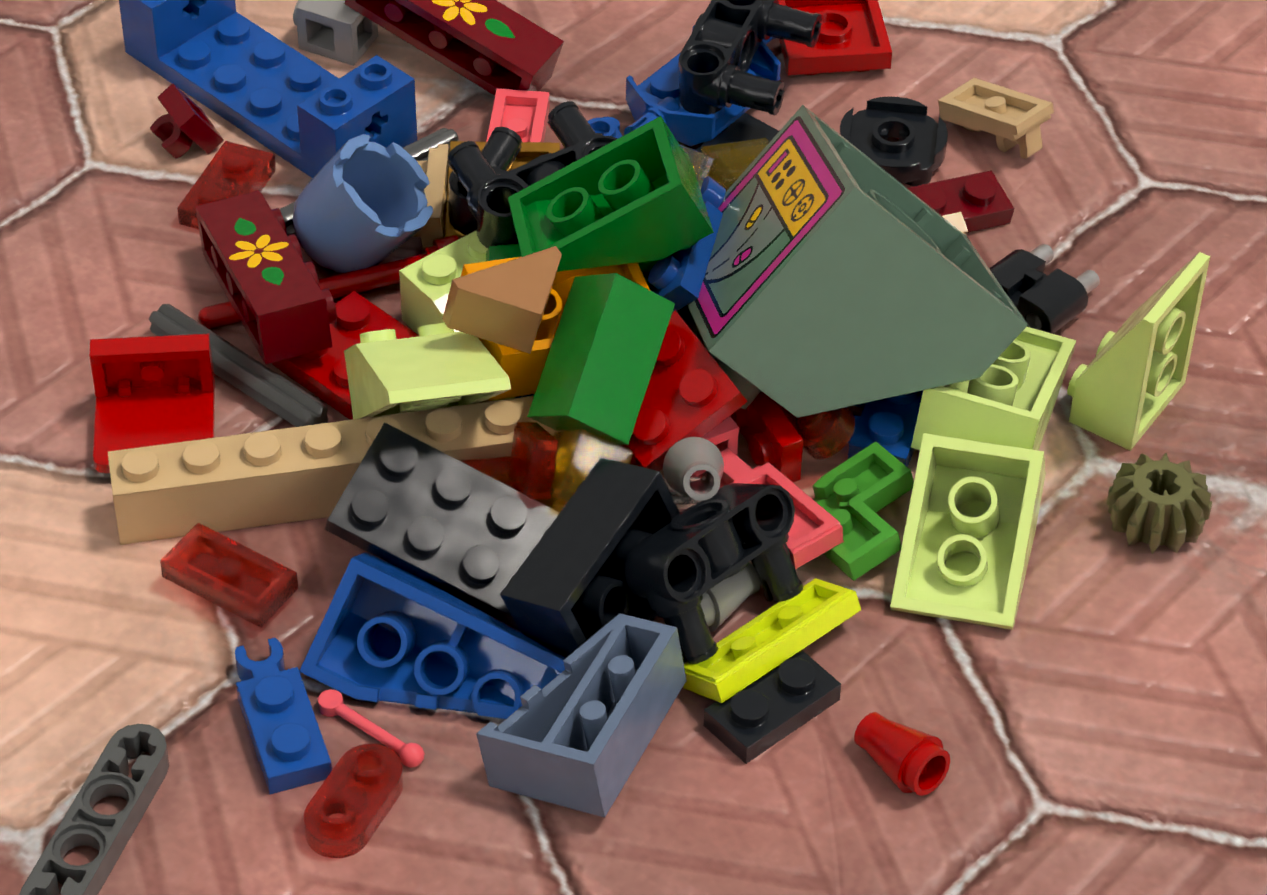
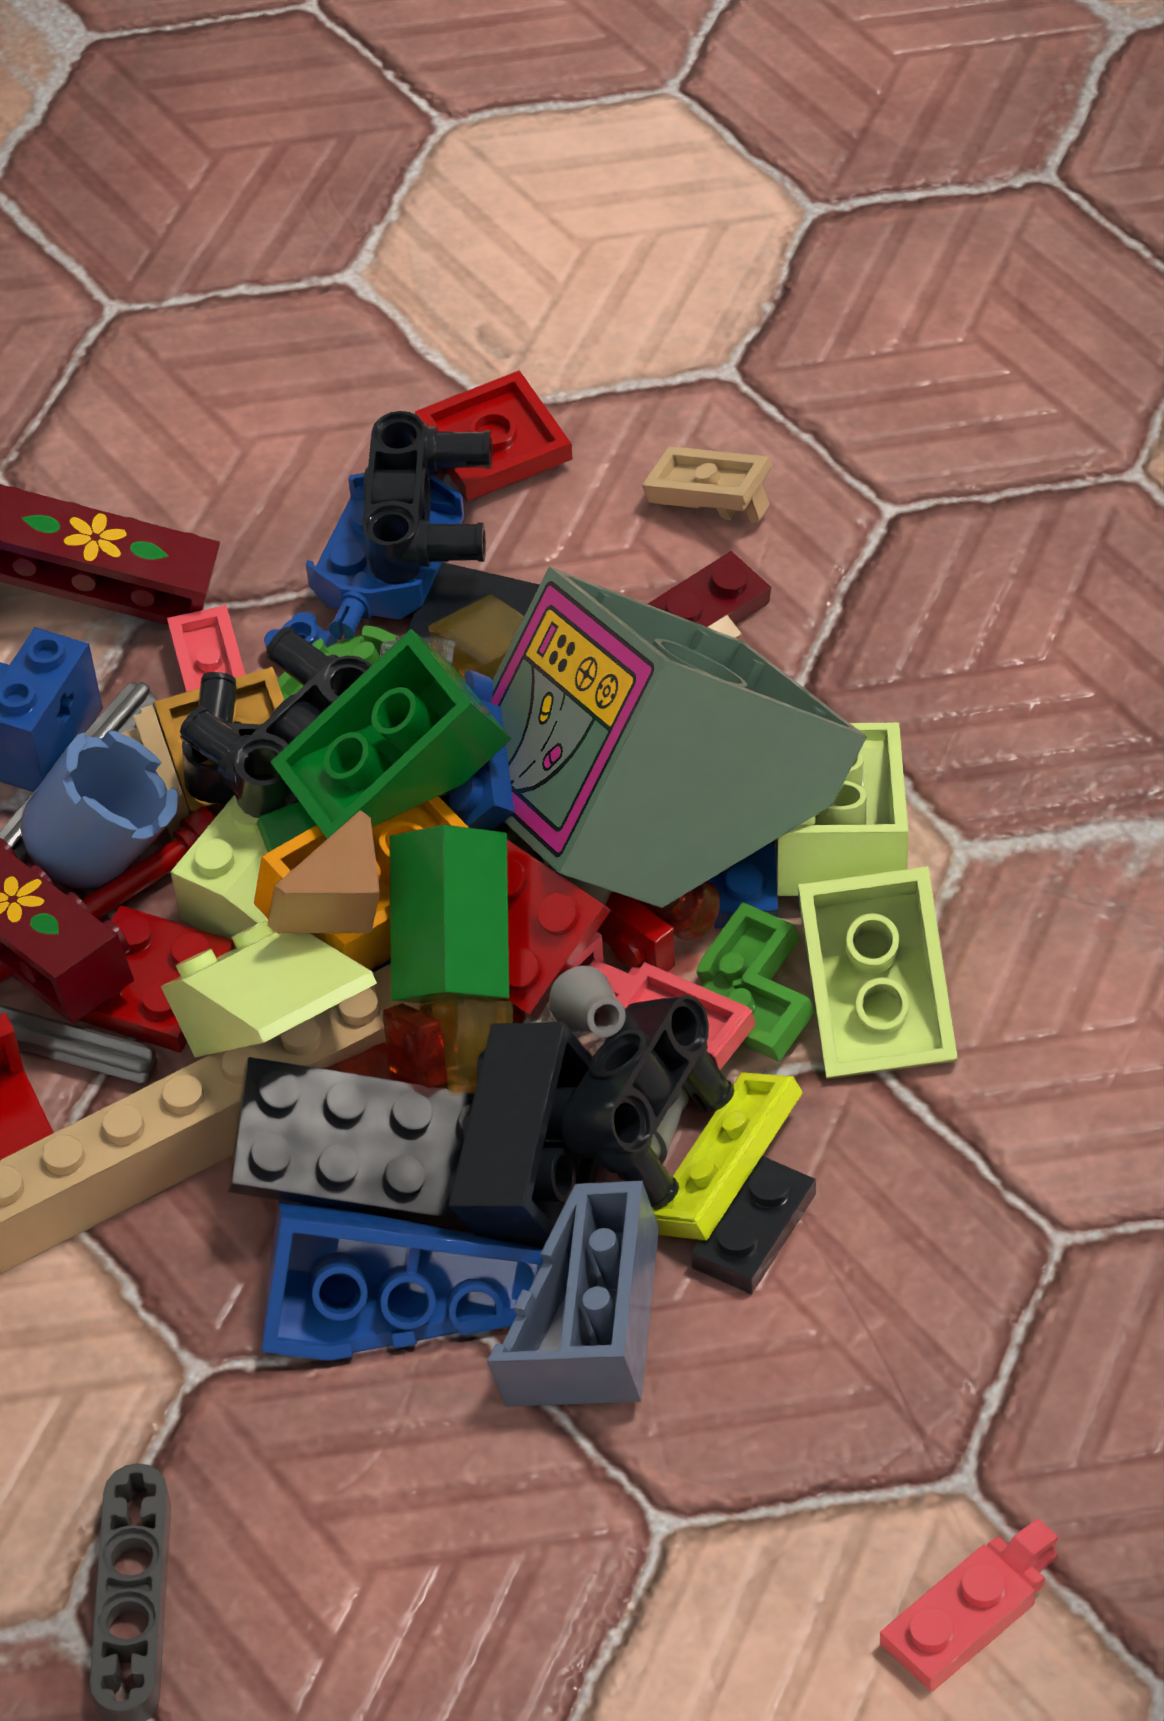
camera: 15 degrees left, 5 degrees up
(229, 575) = (139, 1270): clear red plate -> none
(280, 721) = (264, 1410): blue plate -> none
(332, 704) = (307, 1375): coral hinge -> none
(356, 793) = (379, 1464): clear red plate -> none
(906, 755) = (909, 1232): red cone -> none
(920, 137) = (614, 517): black plate -> none
(1043, 299) = (845, 682): black piece -> none
(1142, 362) = (973, 726): yellowish green slope -> none
(1159, 503) = (1050, 876): olive gear -> none

